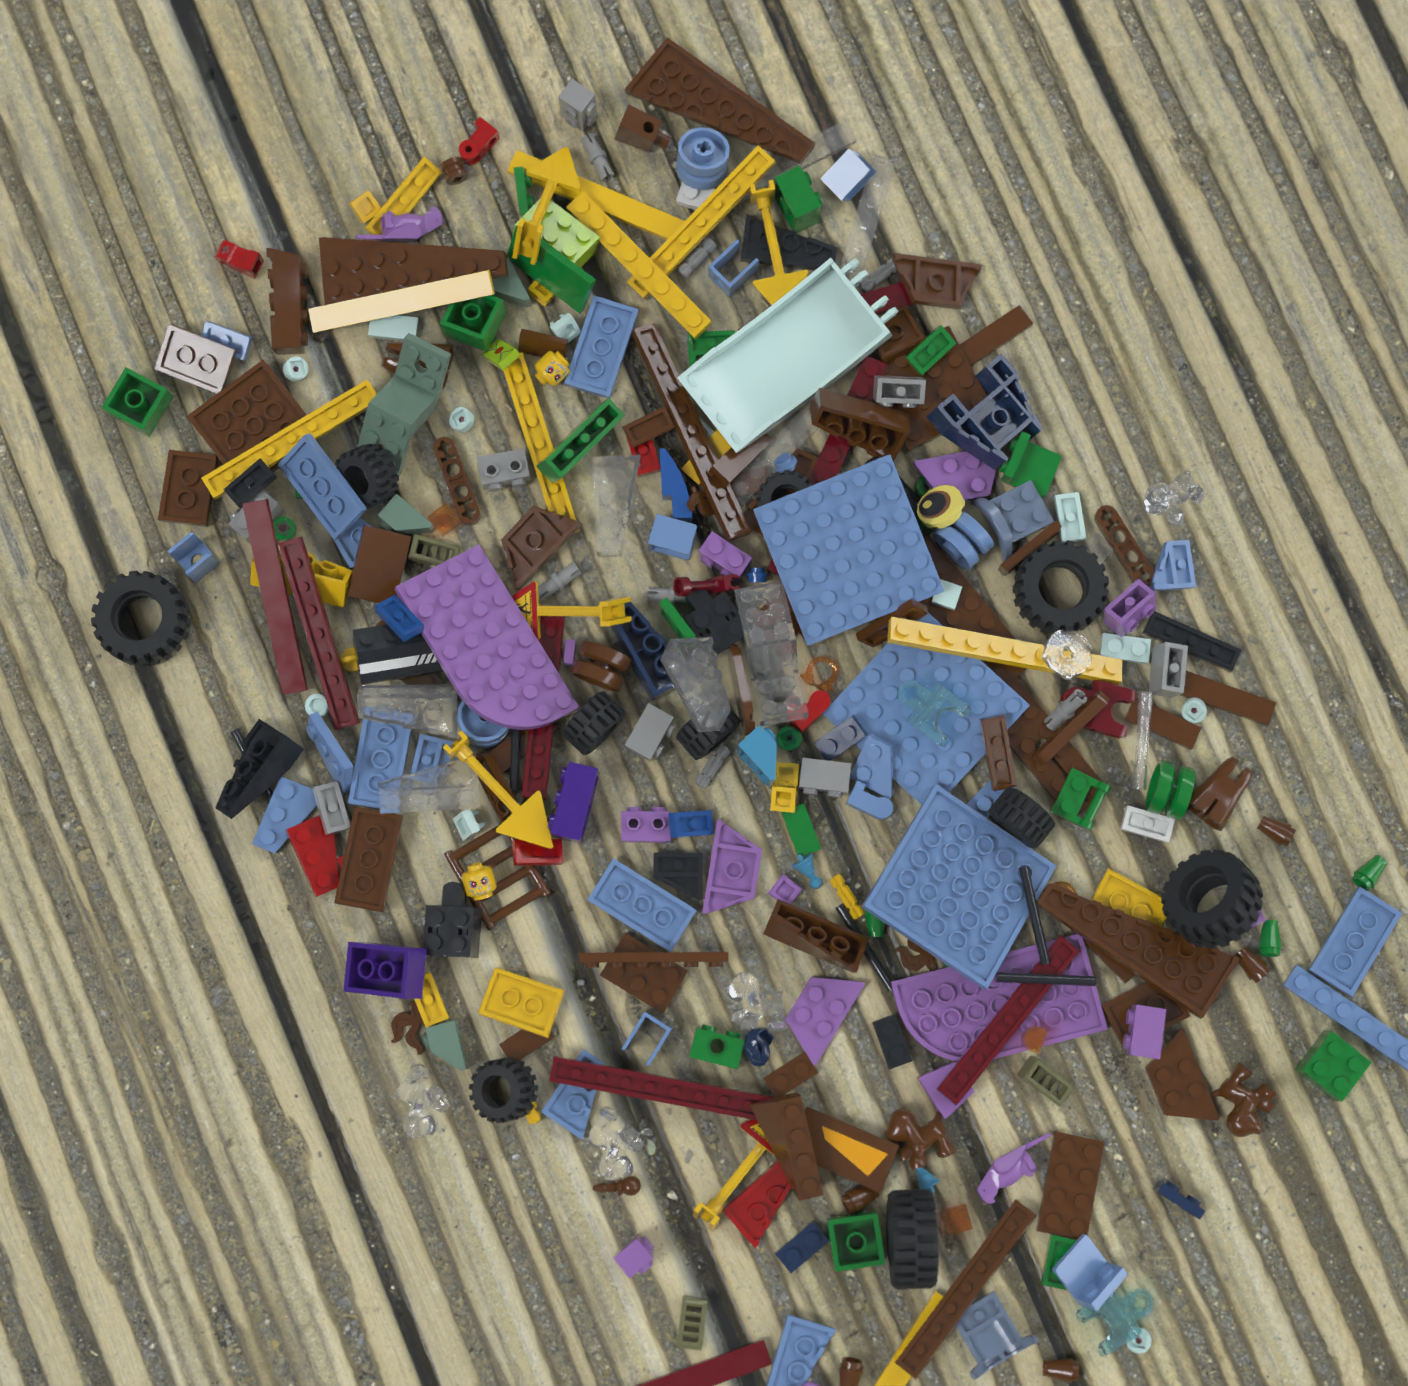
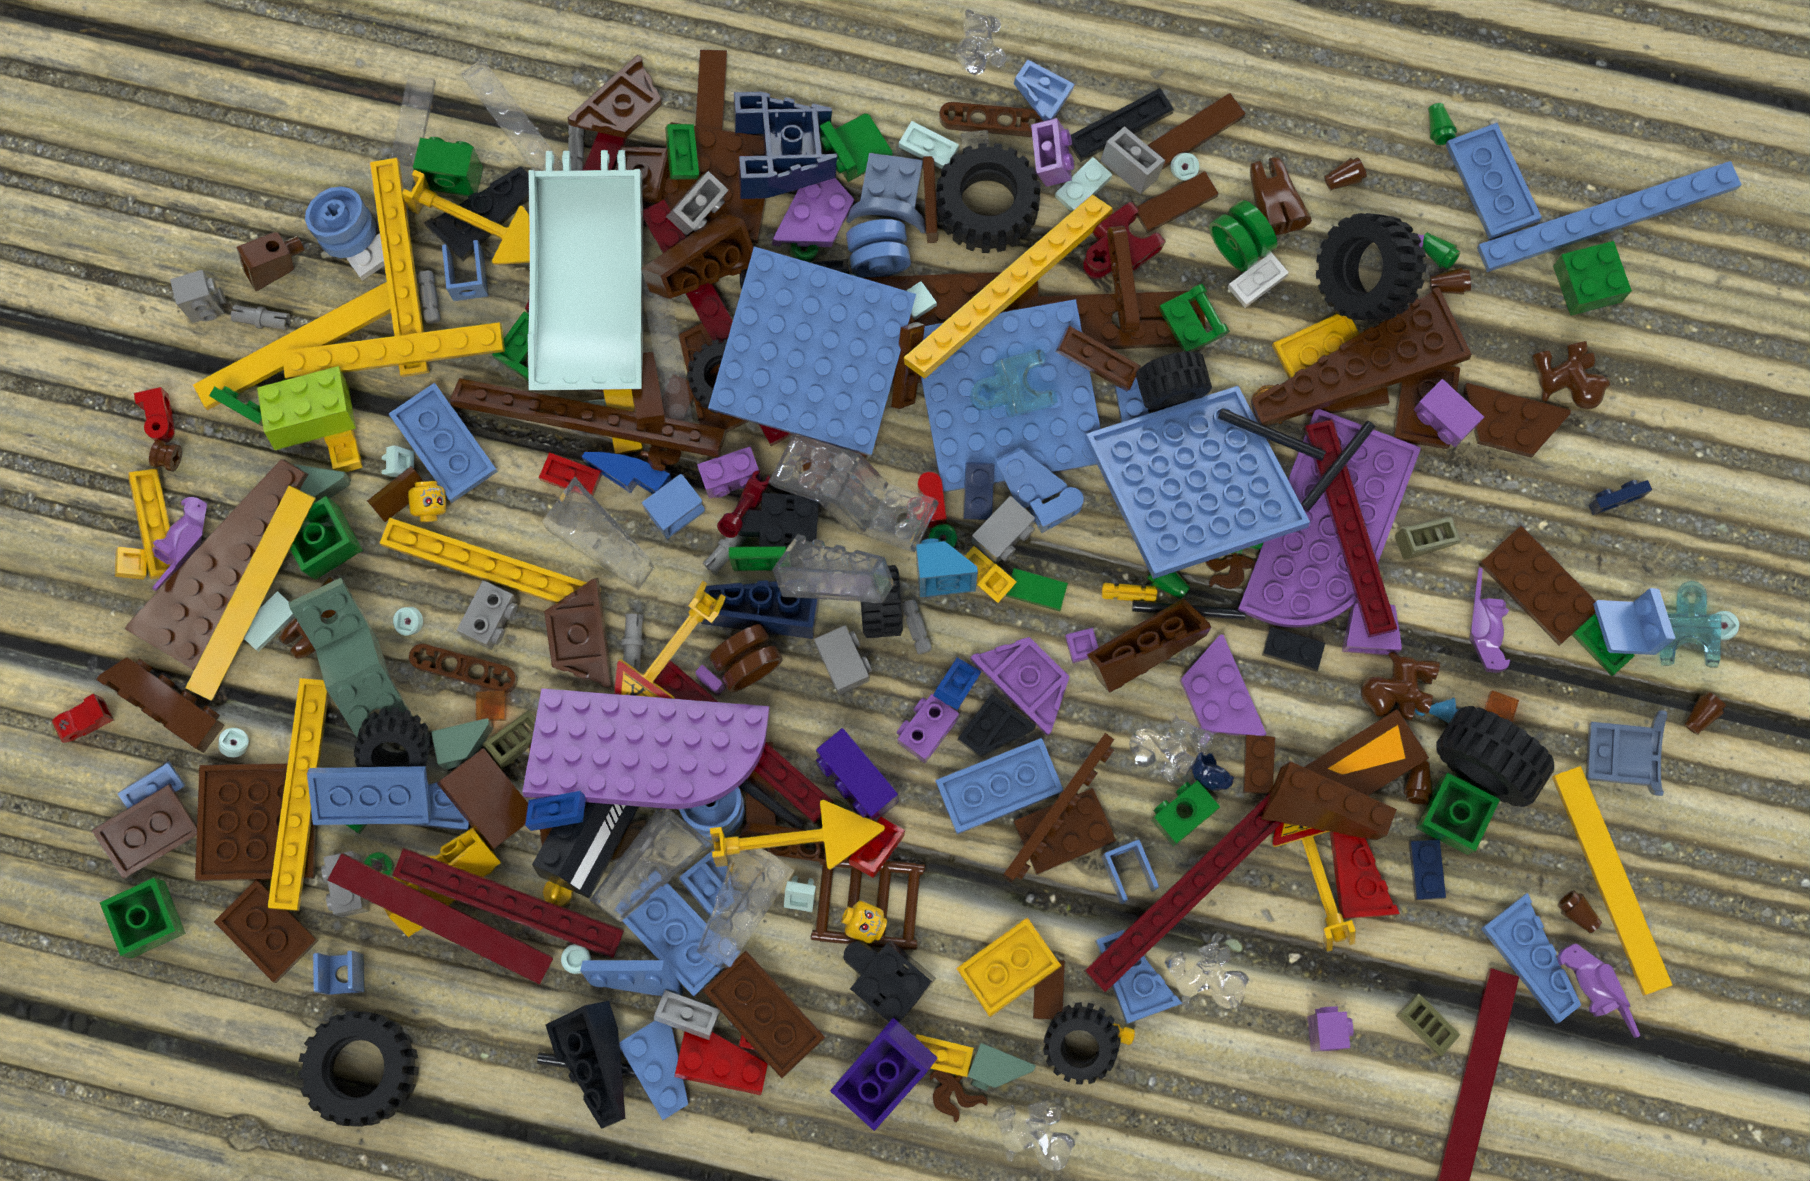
camera: 50 degrees left, 5 degrees down
(250, 483) = (311, 862): black plate -> none
(501, 354) = (376, 537): lime tile -> none
(556, 171) = (244, 360): yellow piece -> none
(556, 274) = (332, 431): green tile -> none
(580, 440) = (517, 522): green brick -> none
(593, 723) = (794, 703): black tyre -> none
(629, 1185) = (1257, 990): reddish brown bar -> none
(648, 427) = (553, 452): reddish brown tile -> none
(696, 92) = (272, 185): reddish brown wing -> none
(741, 689) = (857, 538): tile -> none
(757, 574) = (768, 456): blue plate -> none
(785, 462) = (684, 353): medium blue plate -> none
(806, 867) = (1073, 609): dark azure piece -> none
(827, 684) = (918, 468): clear orange piece -> none
(848, 175) = (462, 106): piece -> none
(940, 506) = (834, 243): light yellow tile -> none
(965, 1289) = (1572, 746): reddish brown plate -> none
(1033, 1038) = (1384, 517): clear orange brick -> none
(1058, 662) = (1054, 245): clear plate -> none
(1065, 710) = (1103, 271): light grey pin -> none
(1140, 769) = (1202, 248): clear piece -> none

